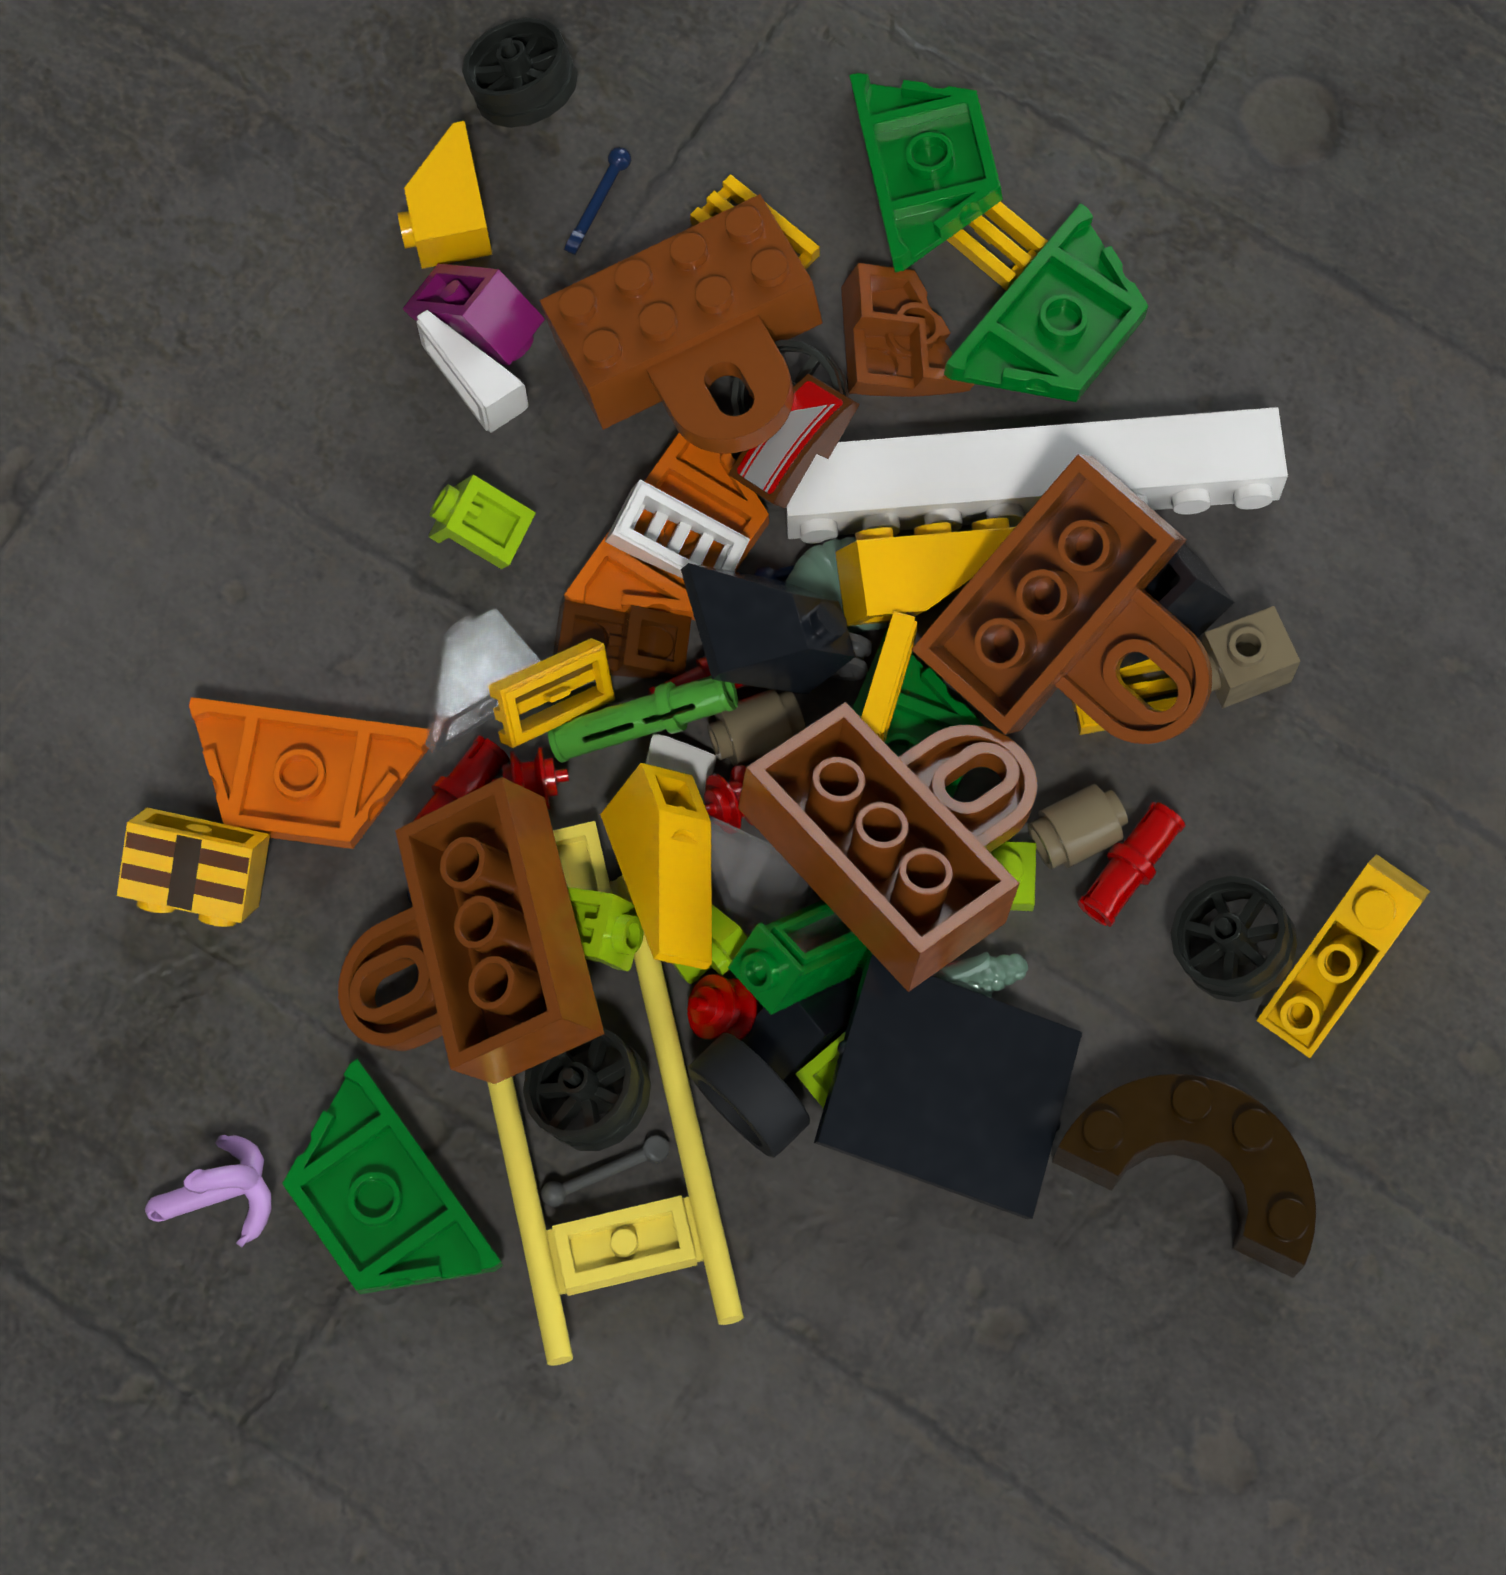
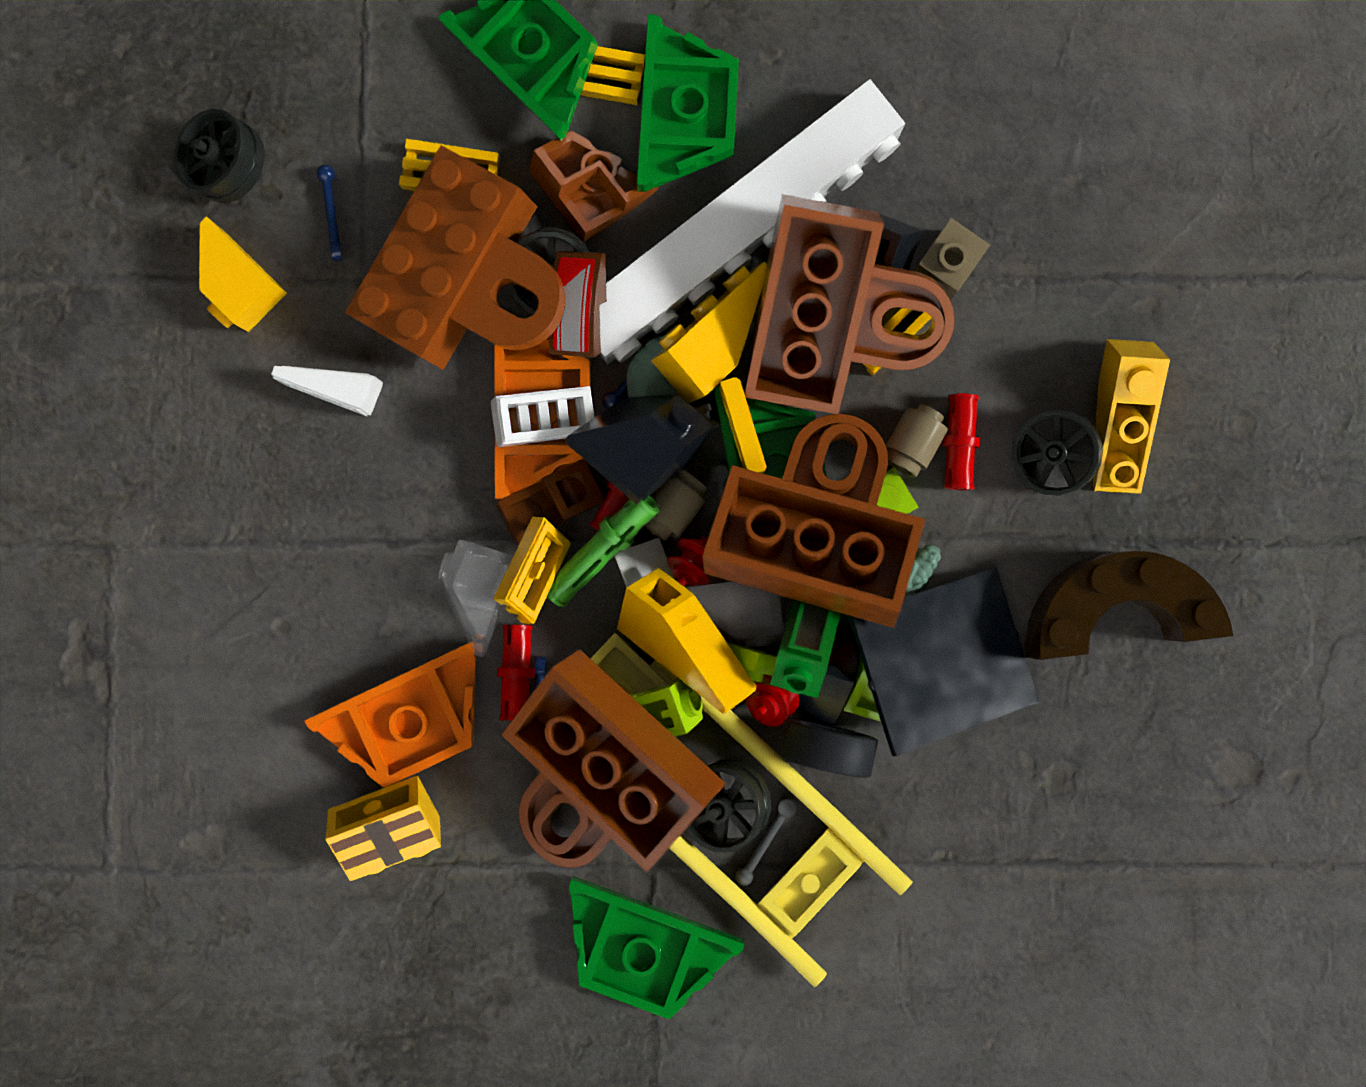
camera: 35 degrees left, 15 degrees up
(220, 1184) = (545, 1011): lavender piece -> none
(479, 307) = (306, 342): magenta slope -> none
(480, 520) = (406, 482): lime bracket -> none
(535, 775) = (555, 632): red wheel -> none

